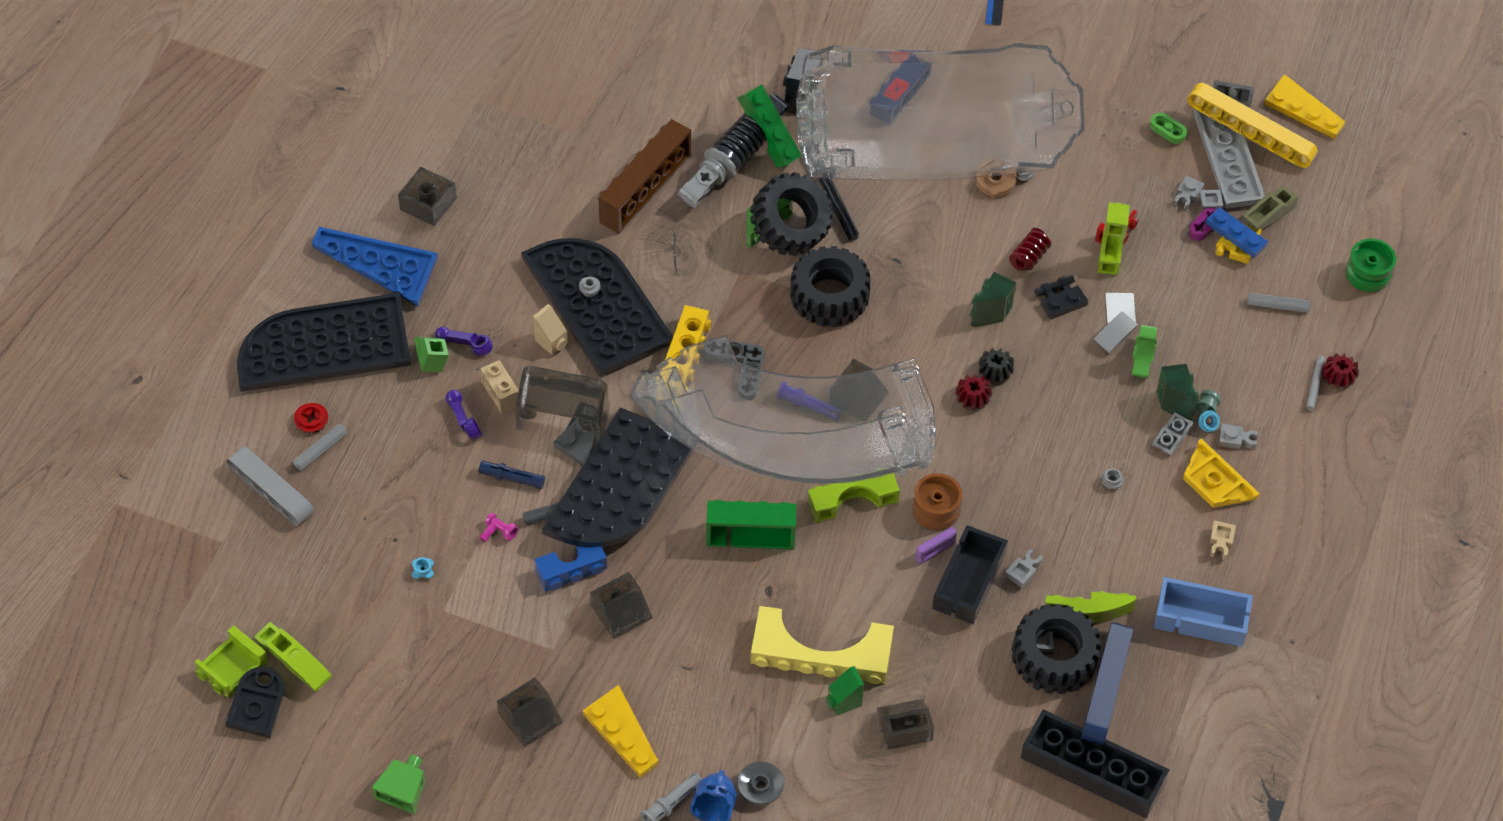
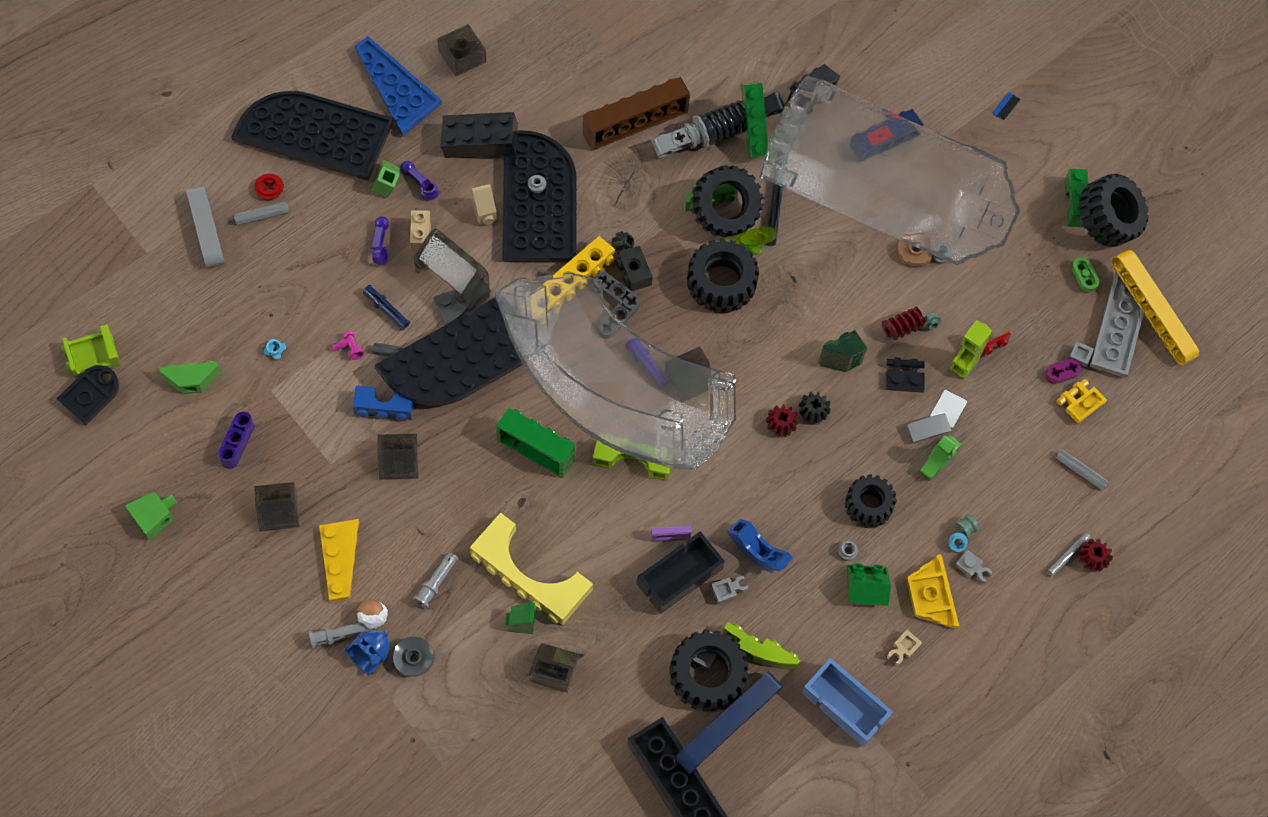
camera: 25 degrees right, 10 degrees up
(293, 655) = (135, 371): lime slope -> none
(352, 636) = (191, 377): none -> bright green slope
(446, 680) = (236, 431): none -> dark purple beam
(500, 267) = (479, 134): none -> black brick
(693, 763) = (372, 614): none -> hair
(711, 301) = (622, 241): none -> pearl dark grey gear
(734, 711) = (430, 587): none -> light grey pin
(738, 320) = (634, 259): none -> pearl dark grey brick
(840, 236) = (756, 238): none -> clear neon green piece
(937, 501) = (693, 498): dark orange wheel -> none
(1028, 519) = (756, 548): none -> blue arch
(1056, 235) = (931, 321): none -> sand green plate
(1101, 436) = (877, 488): none -> black tyre
(1110, 51) = (1075, 182): none -> green arch
(1152, 499) = (868, 584): none -> green slope
(1160, 55) = (1098, 214): none -> black tyre
(1173, 434) = (921, 538): light grey slope -> none
(1176, 391) = (945, 504): clear green slope -> none
(1187, 191) = (1067, 336): light grey plate -> none
(1236, 232) = (1083, 393): blue plate -> none
(1237, 92) = (1159, 272): flat silver brick -> none
(1271, 208) = (1126, 386): olive slope -> none
(1298, 104) = (1212, 311): yellow wing -> none
(1370, 265) = (1179, 477): green wheel -> none

